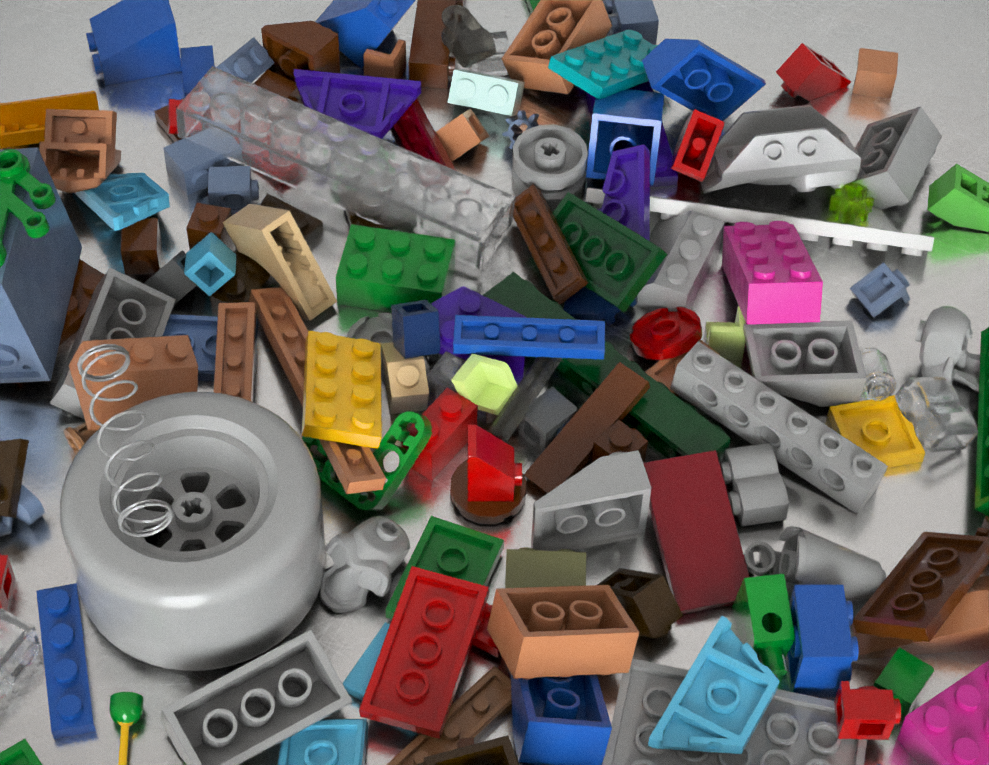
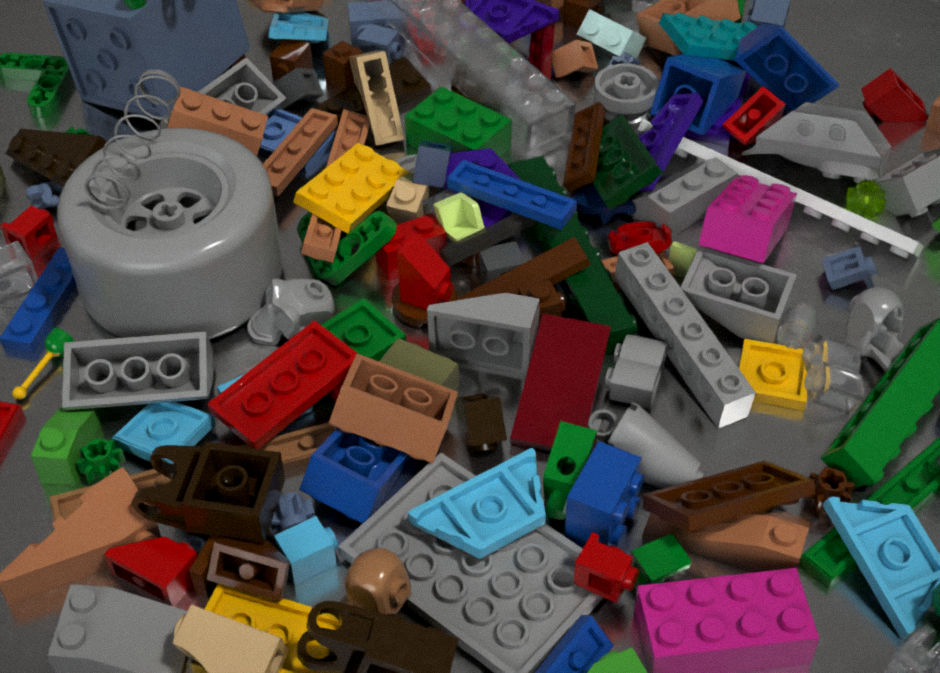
camera: 30 degrees right, 5 degrees down
(210, 264) = (325, 83): medium azure brick -> none

